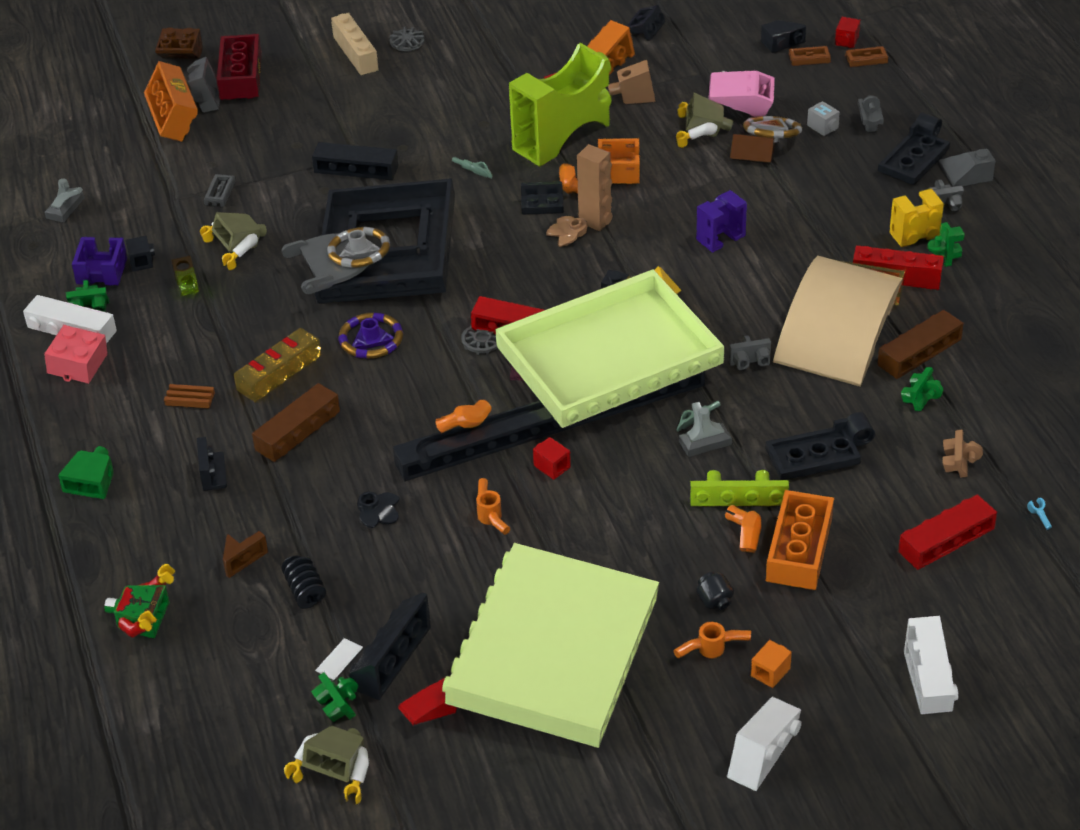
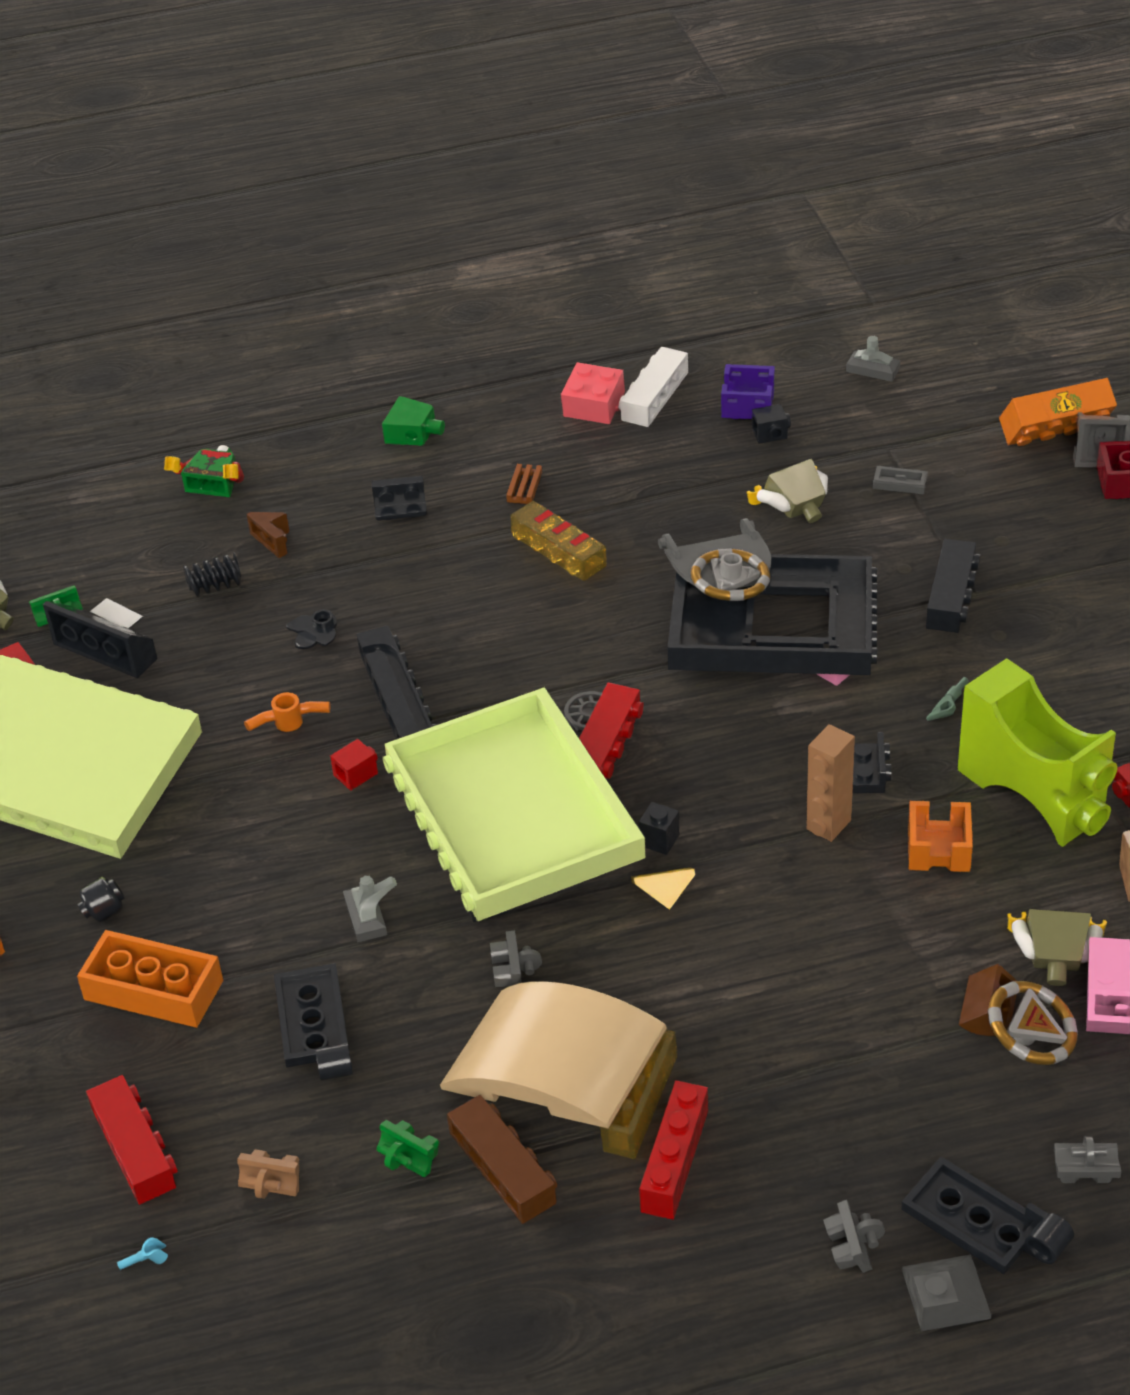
camera: 95 degrees right, 0 degrees up
(89, 296) = (690, 394): green hips -> none
(186, 277) = (723, 460): clear neon green leg -> none
(296, 422) = (459, 559): reddish brown brick -> none
(371, 335) = (609, 616): dark purple piece -> none
(465, 416) = (406, 675): orange arm -> none
(567, 229) = (794, 790): medium nougat plate -> none
(568, 178) = (906, 789): orange arm -> none
(684, 423) = (410, 905): sand green hand -> none
(712, 640) = (29, 893): orange piece -> none
(723, 215) = (784, 928): dark purple piece -> none
(738, 493) = (247, 943): lime plate -> none
(750, 527) = (194, 937): orange arm -> none
(823, 118) = (1071, 1098): light grey brick -> none
(918, 222) = (778, 1183): yellow piece -> none
(945, 243) = (714, 1214): green hips -> none

